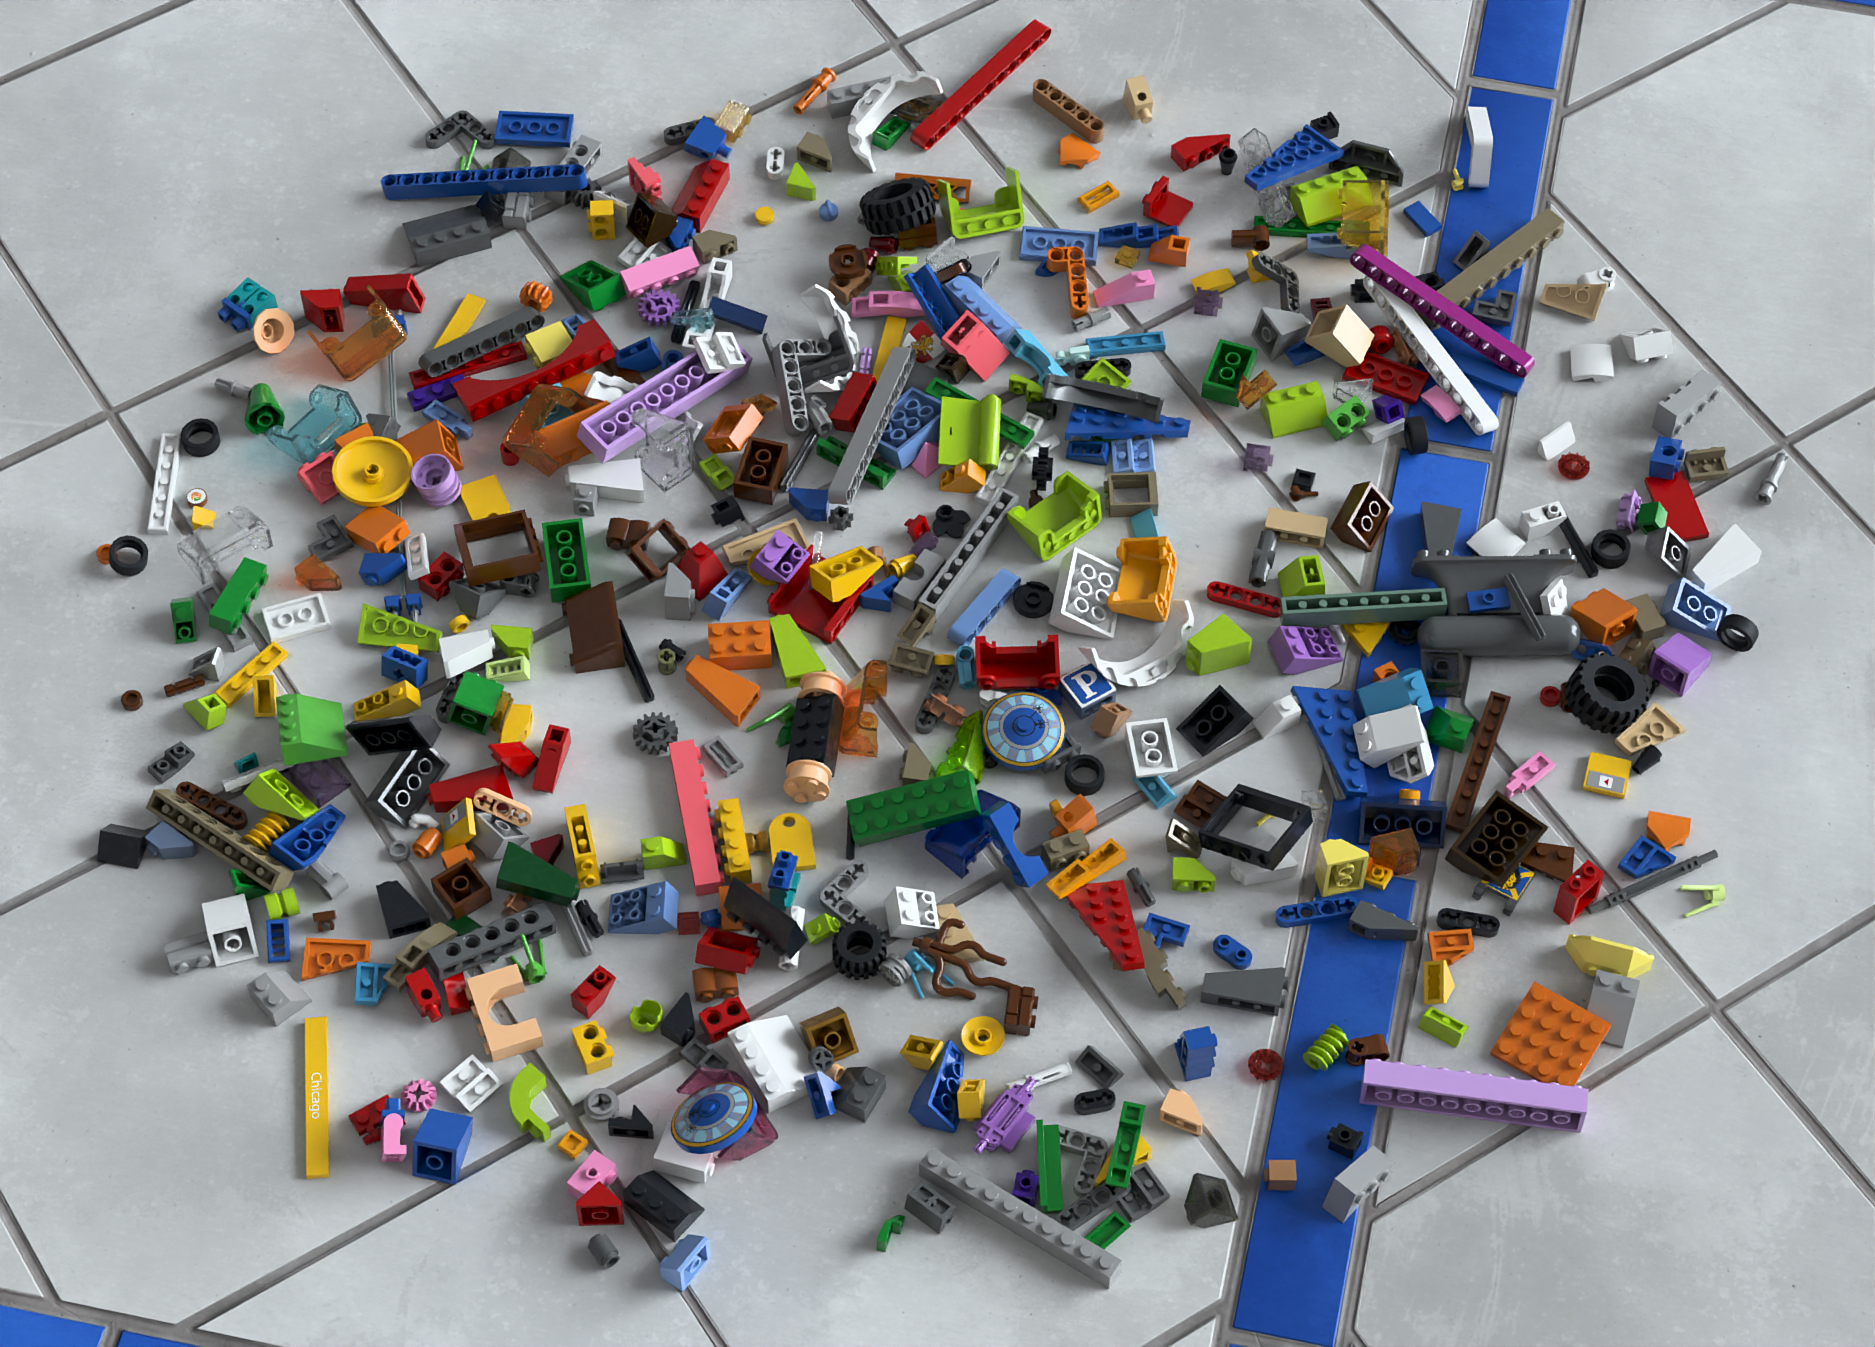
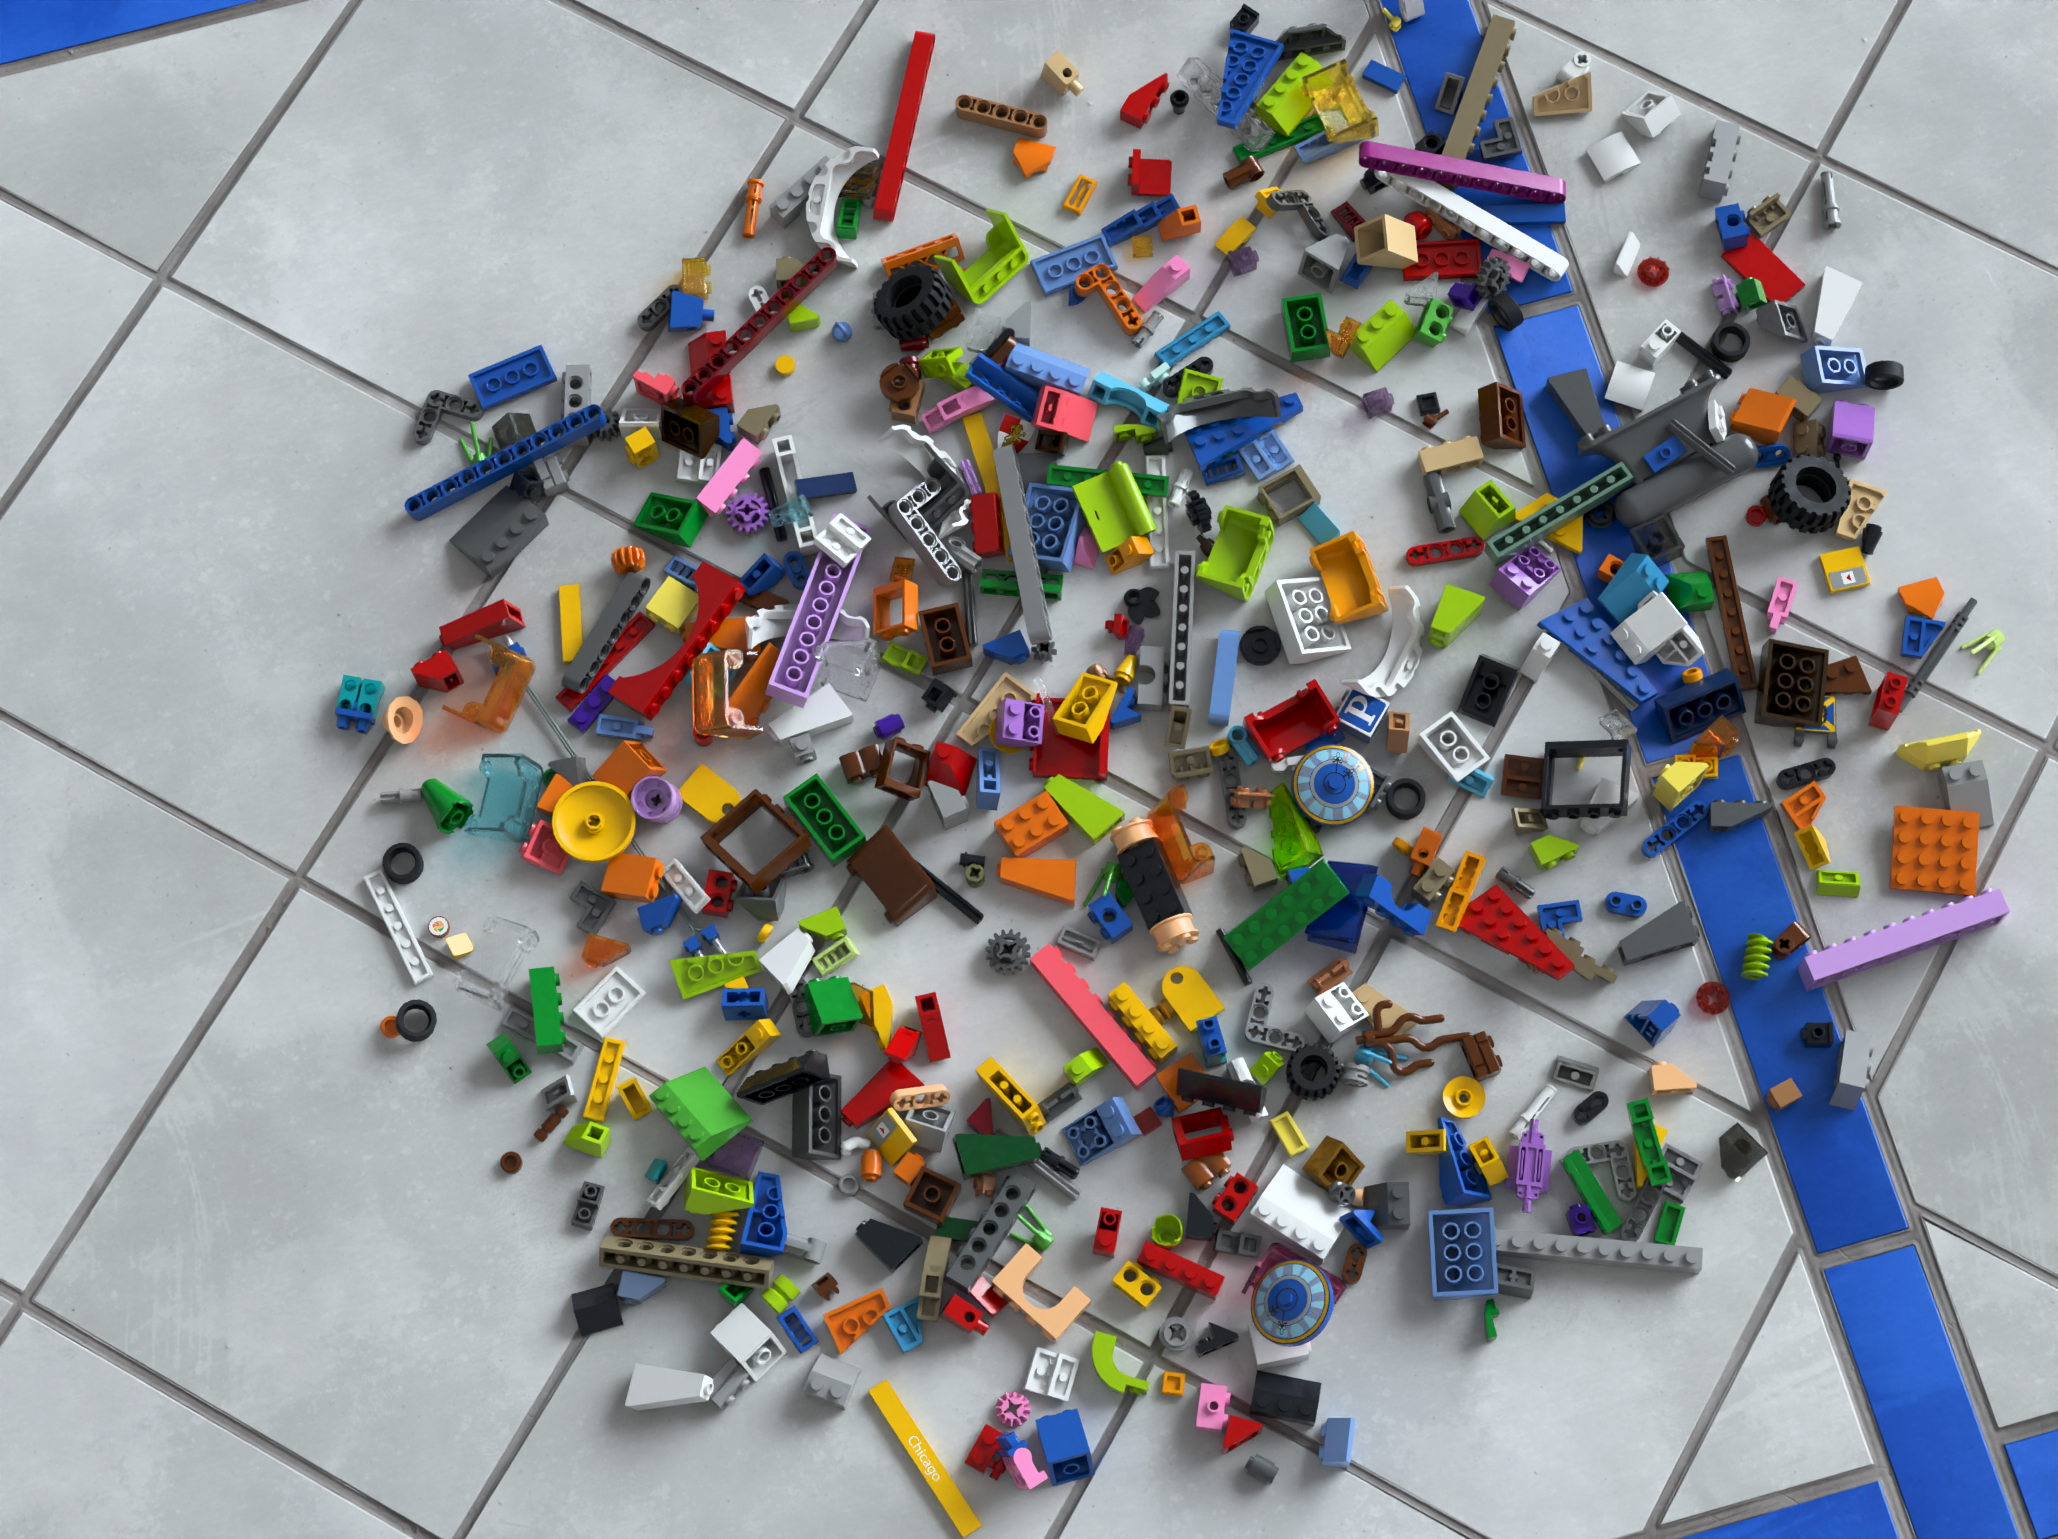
camera: 25 degrees left, 15 degrees up
(134, 927) = (665, 1387): none -> white slope
(638, 1053) = (1180, 1270): none -> red brick
(670, 514) = (888, 726): none -> dark purple brick
(757, 169) = (755, 333): none -> dark red beam
(764, 758) = (1108, 906): none -> blue brick
(792, 1123) = (1359, 1265): none -> reddish brown beam
(807, 993) = (1289, 1134): none -> light yellow tile
(894, 1157) = (1463, 1253): none -> medium blue slope
(933, 882) = (1330, 976): none -> nougat hinge
(1417, 402) = (1492, 277): none -> dark grey gear

